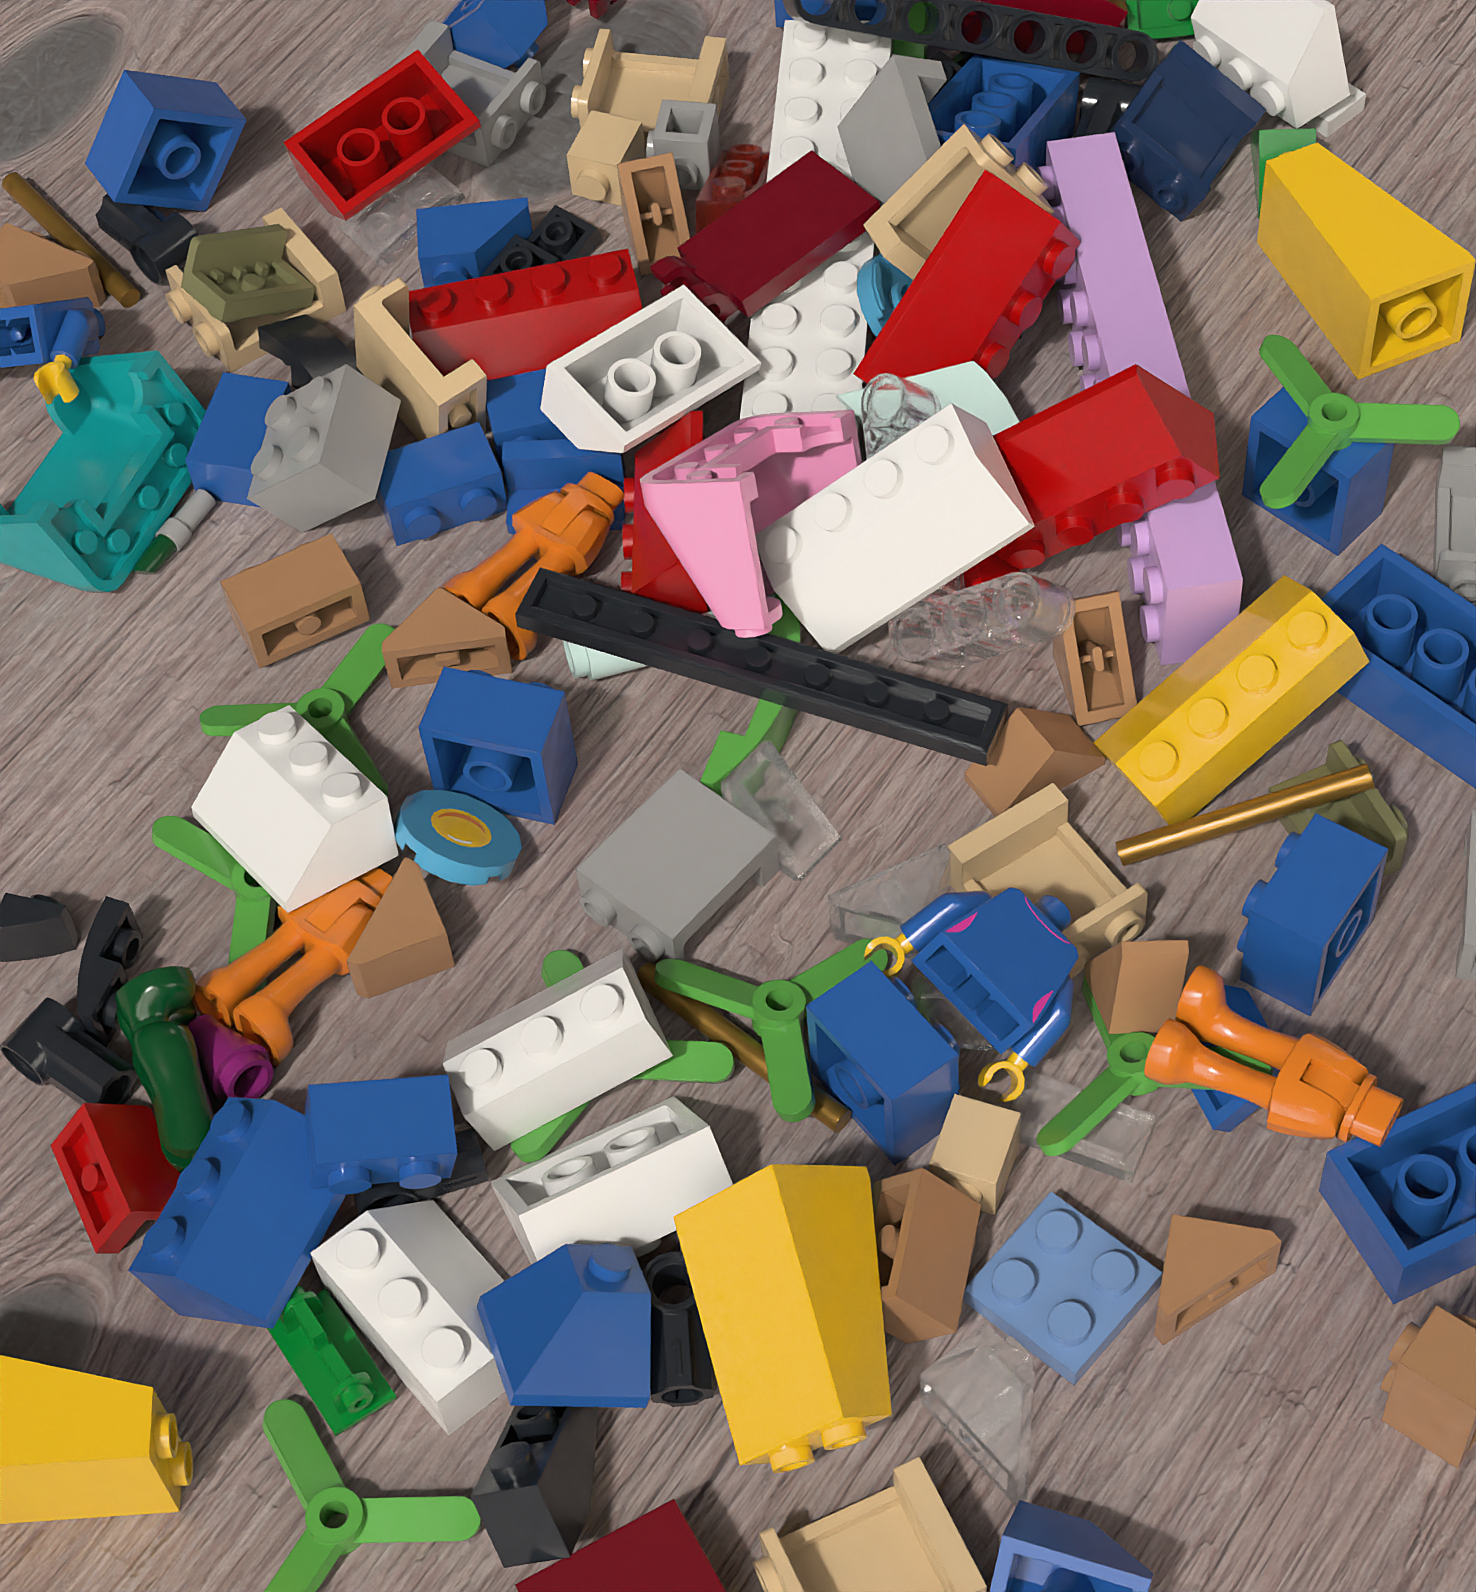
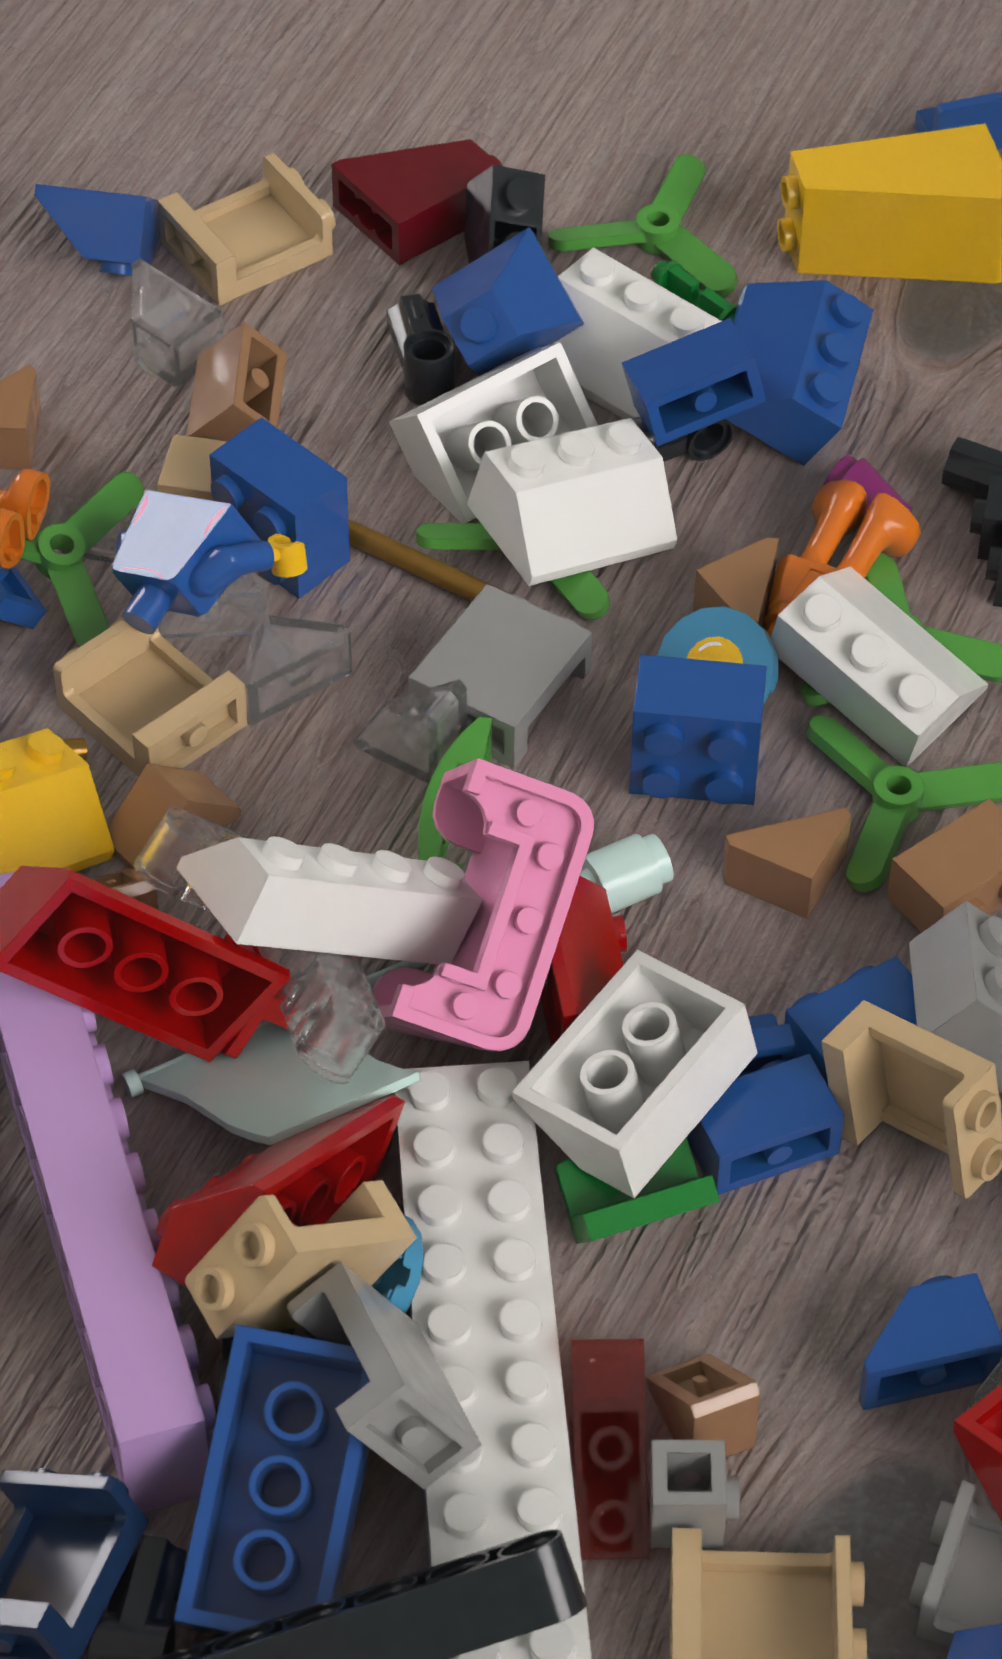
camera: 165 degrees right, 5 degrees down
(114, 1171) = (916, 411): red panel -> none
(165, 1056) = (913, 467): dark green piece -> none
(524, 315) = (819, 1233): red slope -> none
(554, 240) = (829, 1368): black slope -> none
(560, 532) = (729, 883): orange piece -> none
(597, 151) = (793, 1492): tan brick -> none
(764, 666) = (403, 811): black tile -> none
(770, 239) = (535, 1274): dark red tile -> none
(775, 1013) = (407, 576): bright green piece -> none
(791, 1309) = (328, 337): yellow slope -> none
(1062, 1287) = (114, 421): medium blue plate -> none
(1138, 984) = (60, 593): medium nougat slope -> none

